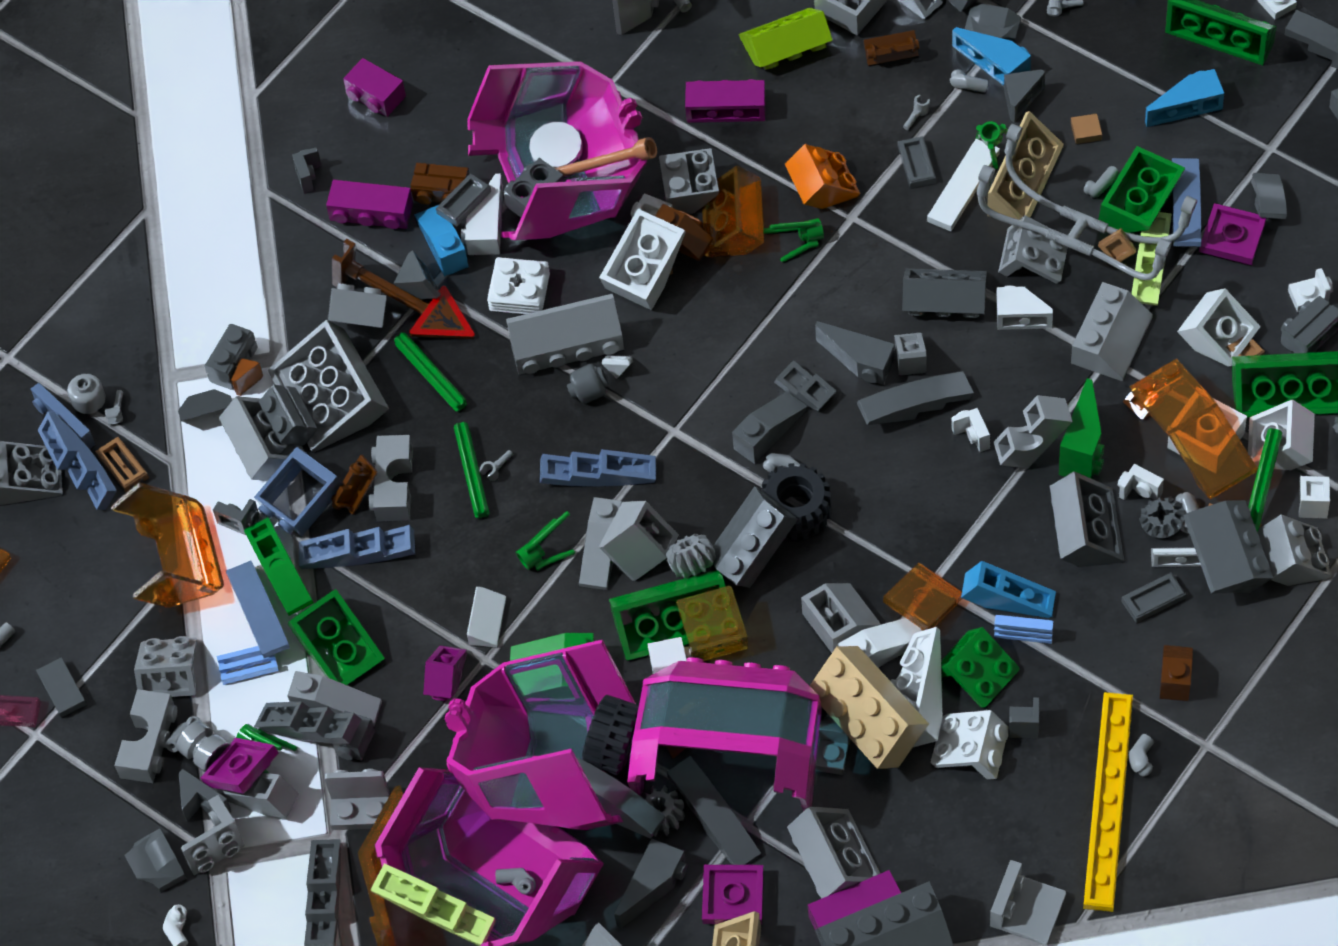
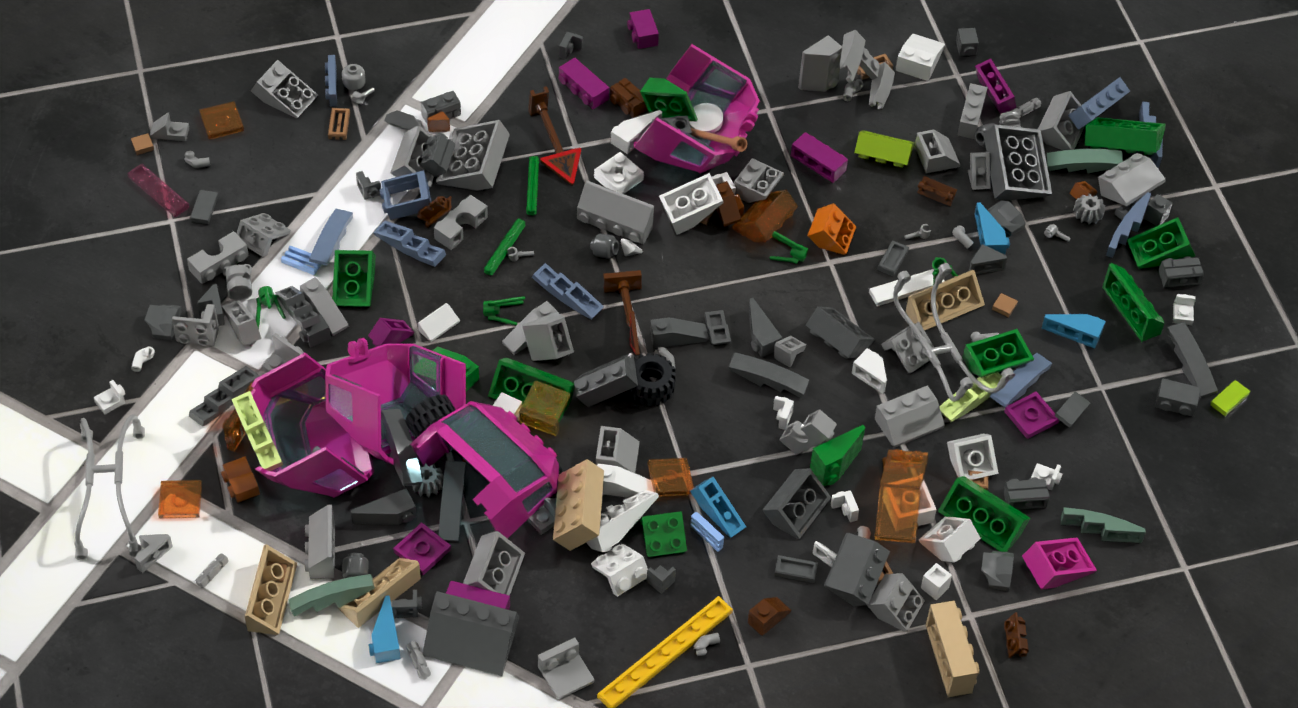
camera: 30 degrees right, 5 degrees down
(74, 456) = (317, 102): sand blue slope -> none
(182, 542) = (330, 182): clear orange windscreen -> none
(239, 765) = (243, 301): magenta plate -> none
(278, 566) = (360, 222): green slope -> none
(357, 307) = (524, 126): light grey slope -> none
(416, 278) = (570, 134): dark grey slope -> none
(442, 241) = (602, 126): dark azure slope -> none
(463, 199) = (629, 111): dark grey tile -> none
(499, 152) = (668, 98): none -> green slope
(653, 411) = (624, 283): none -> reddish brown piece
(691, 555) = (568, 365): light grey gear -> none
(1117, 246) = (956, 374): medium nougat tile -> none
(1172, 521) = (837, 537): dark grey gear -> none
(1264, 475) = (914, 549): green axle -> none

